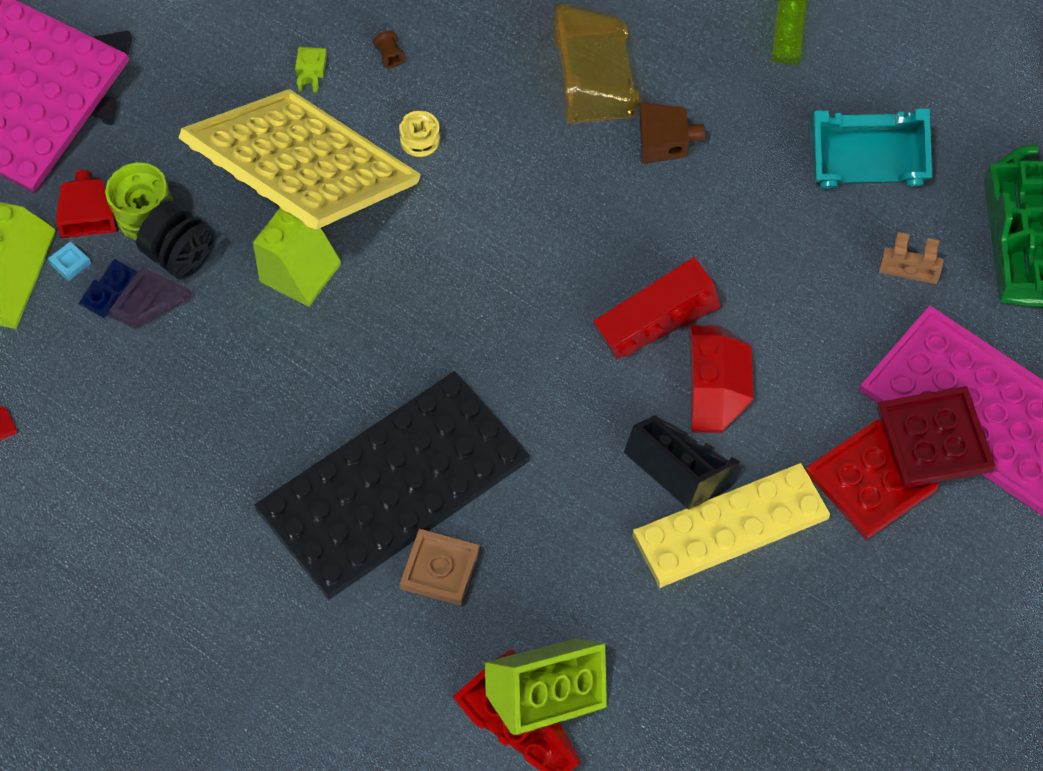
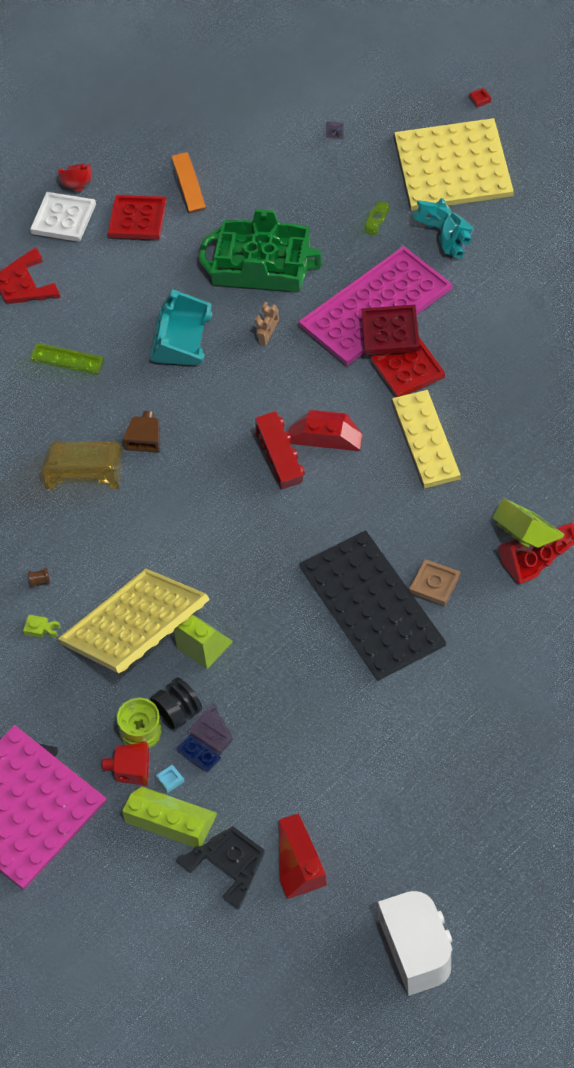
camera: 75 degrees left, 5 degrees down
(419, 131) = (113, 565): light yellow wheel -> none
(677, 463) = (386, 453): black wedge -> none

